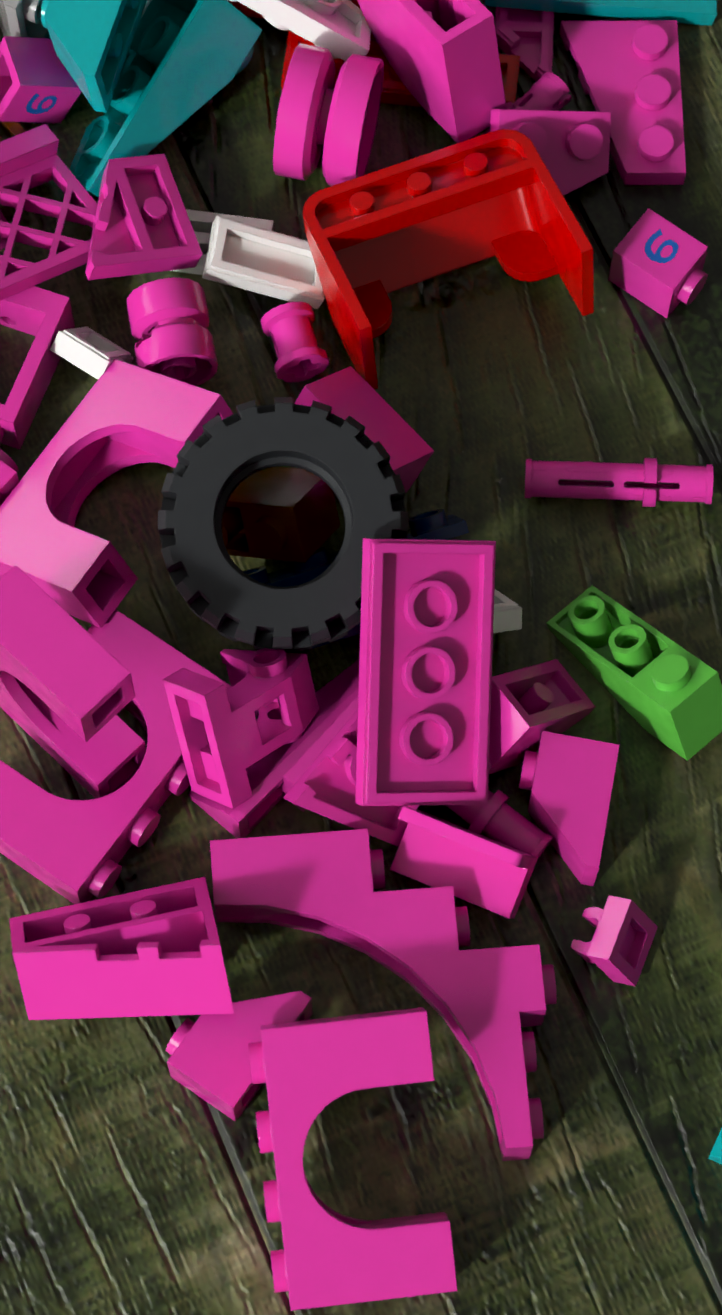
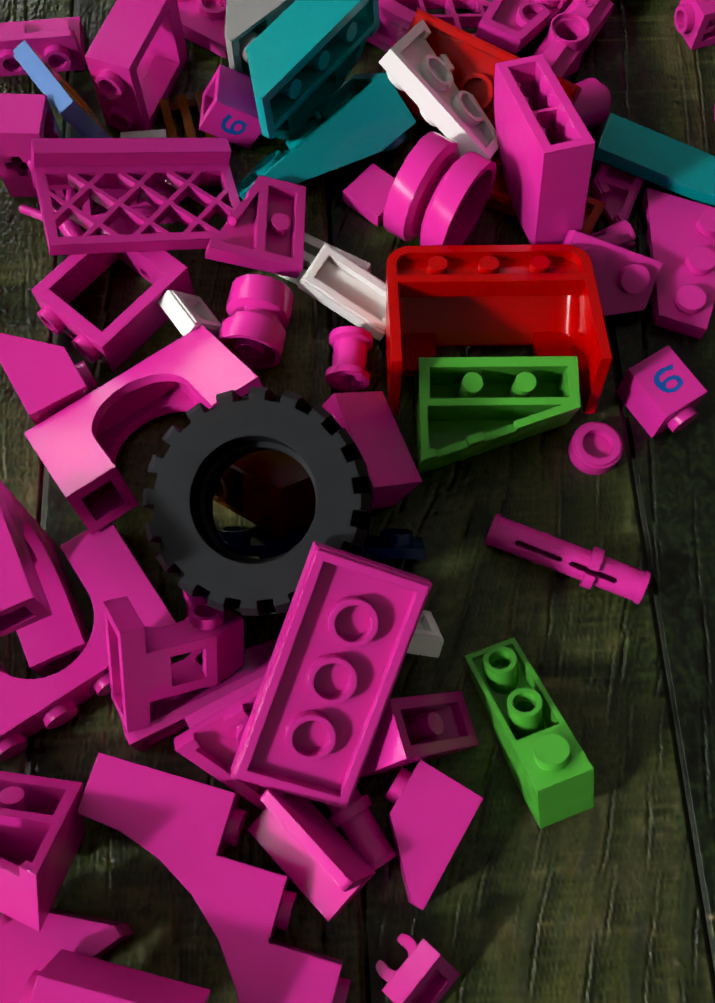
camera: 20 degrees right, 0 degrees up
(241, 132) = (369, 193): none -> dark pink tile
(472, 341) = (488, 403): none -> bright green wedge
(608, 351) = (595, 448): none -> dark pink tile

